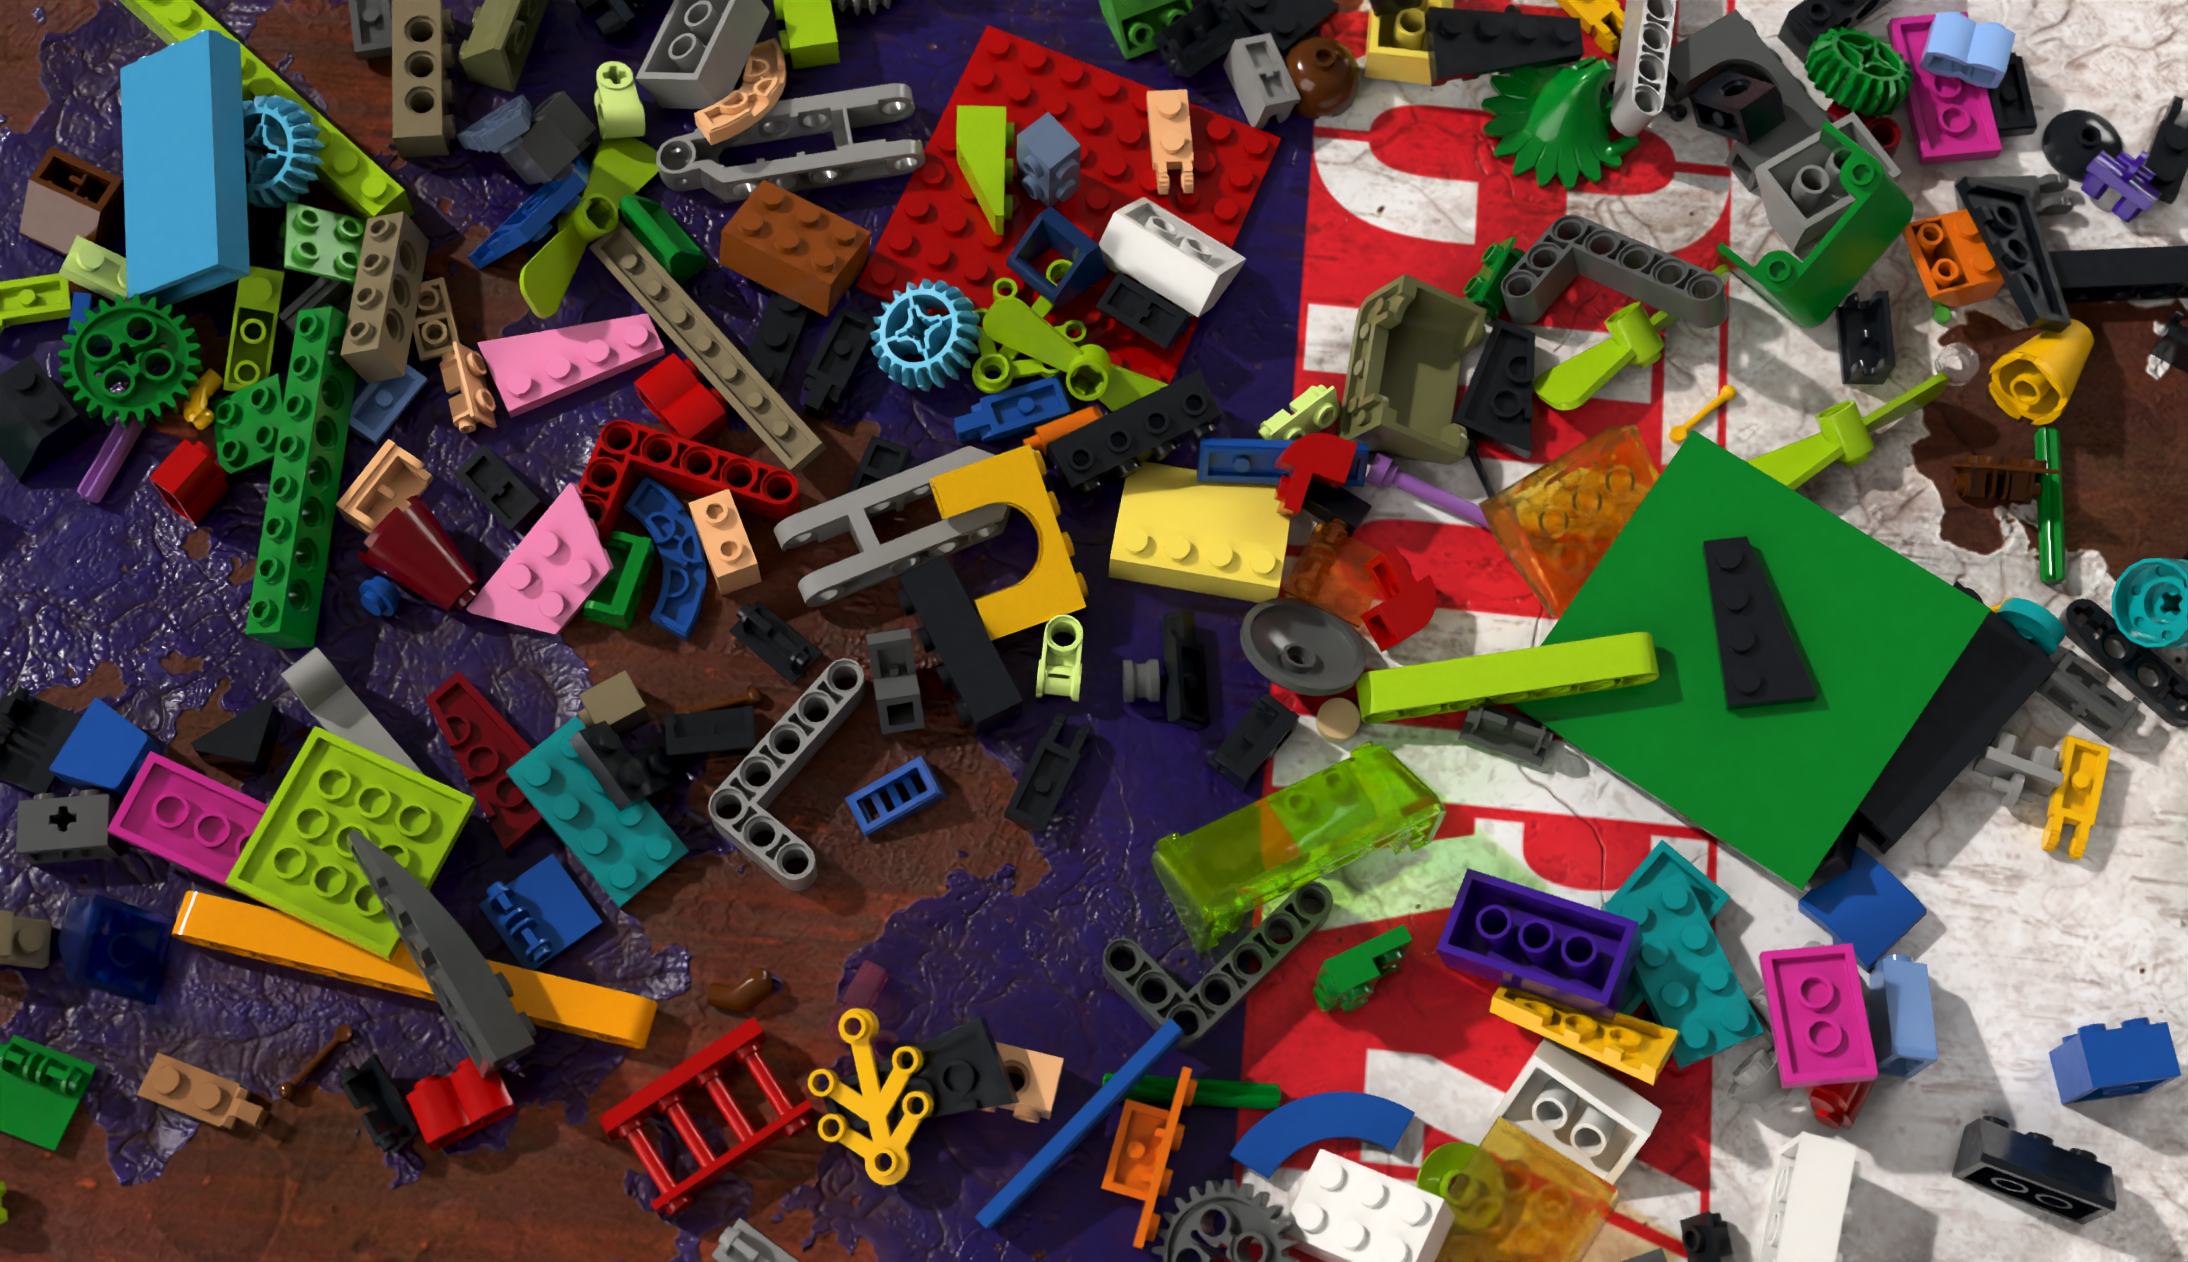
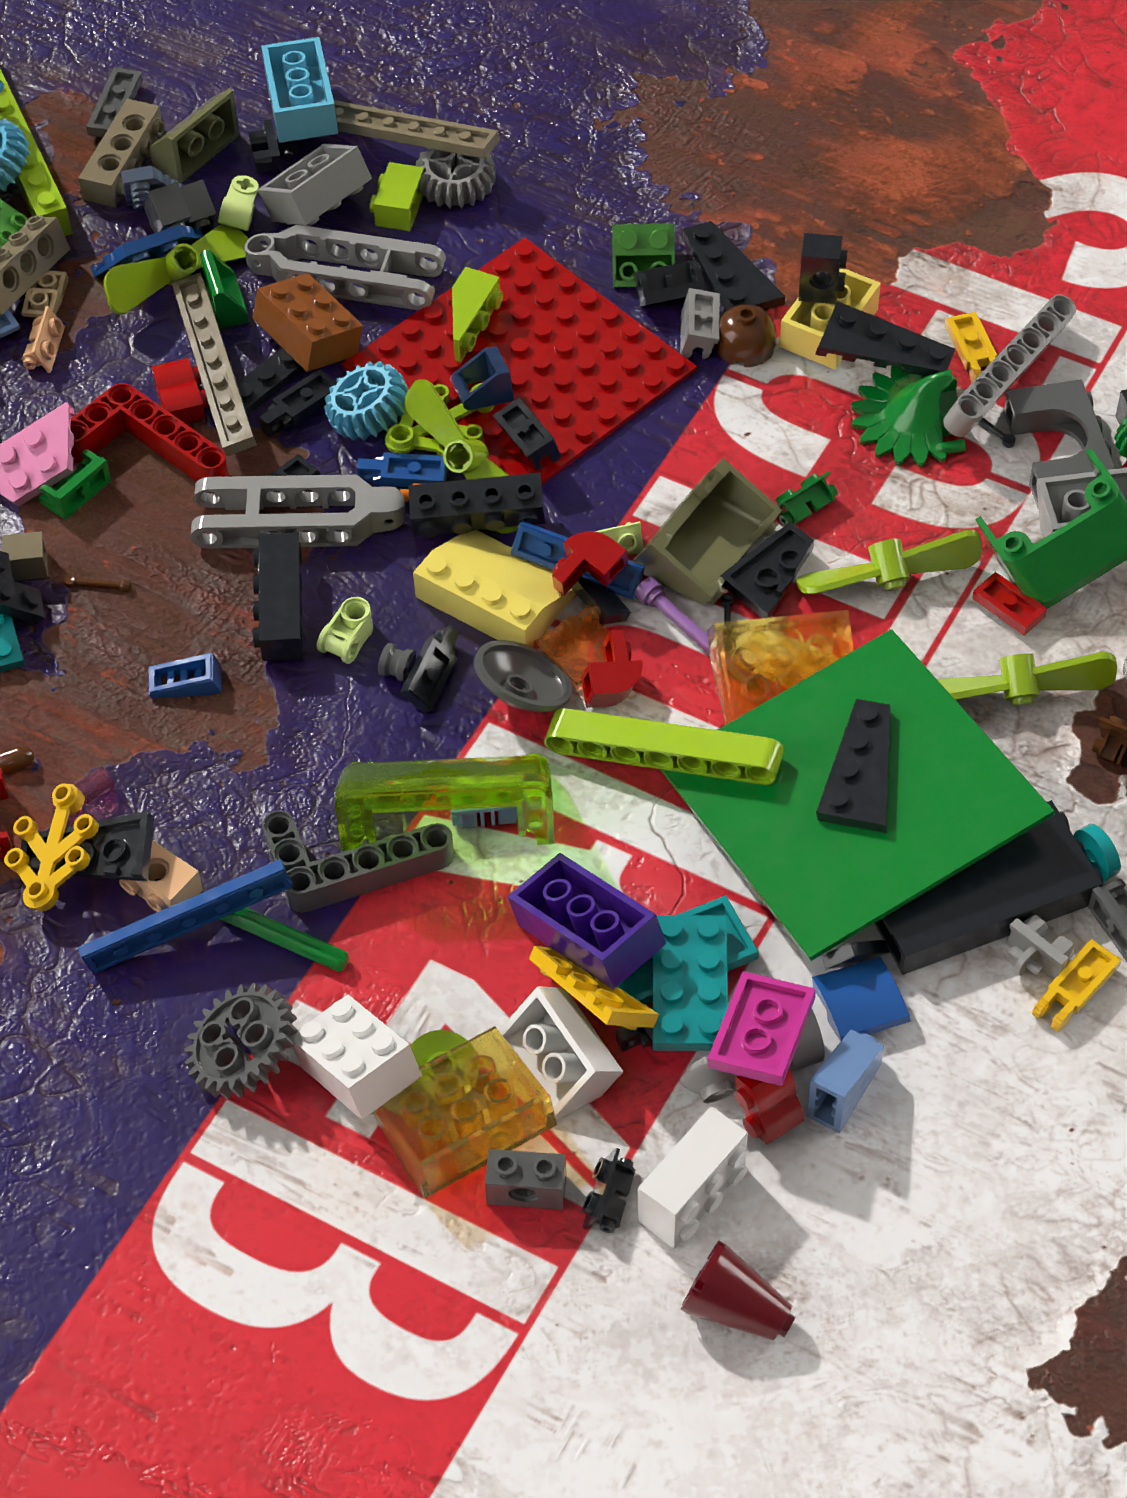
camera: 30 degrees right, 15 degrees down
(501, 490) = (25, 398): black hinge -> none
(563, 360) = (118, 346): bright pink wing -> none
(681, 555) = (126, 486): blue tile -> none
(710, 734) = (79, 597): black hinge -> none
(725, 542) = (157, 482): light nougat brick -> none
(761, 89) = (344, 218): light nougat tile -> none
(774, 641) = (156, 554): black hinge -> none
(783, 769) = (115, 625): light grey beam -> none
(895, 681) = (225, 601): dark grey brick -> none
(1046, 777) = (297, 699): black hinge -> none
(1048, 161) = (509, 317): sand blue brick -> none
(1052, 584) = (368, 497): yellow arch -> none
(1142, 1150) = (223, 955): orange bracket -> none
(1169, 256) = (566, 405): white slope -> none
(1170, 137) = (612, 338): light nougat hinge -> none
(1253, 742) = (458, 733): black hinge -> none
(1317, 1119) = (366, 986): blue tile -> none
(1338, 720) = (528, 738): tan tile -> none
(1351, 975) = (445, 889): green plate -> none
(1506, 734) = (647, 788): dark grey hinge -> none
(1614, 260) = (888, 502): dark grey beam -> none
(1679, 433) = (946, 630): yellow hinge -> none
(1737, 106) = (1048, 440): black brick -> none
(1784, 335) = (1009, 603): none -> red plate
(1865, 339) = (1072, 626): black hinge -> none
(2035, 1171) = (895, 1223): black slope -> none
(2114, 1061) = (1000, 1168): blue brick -> none

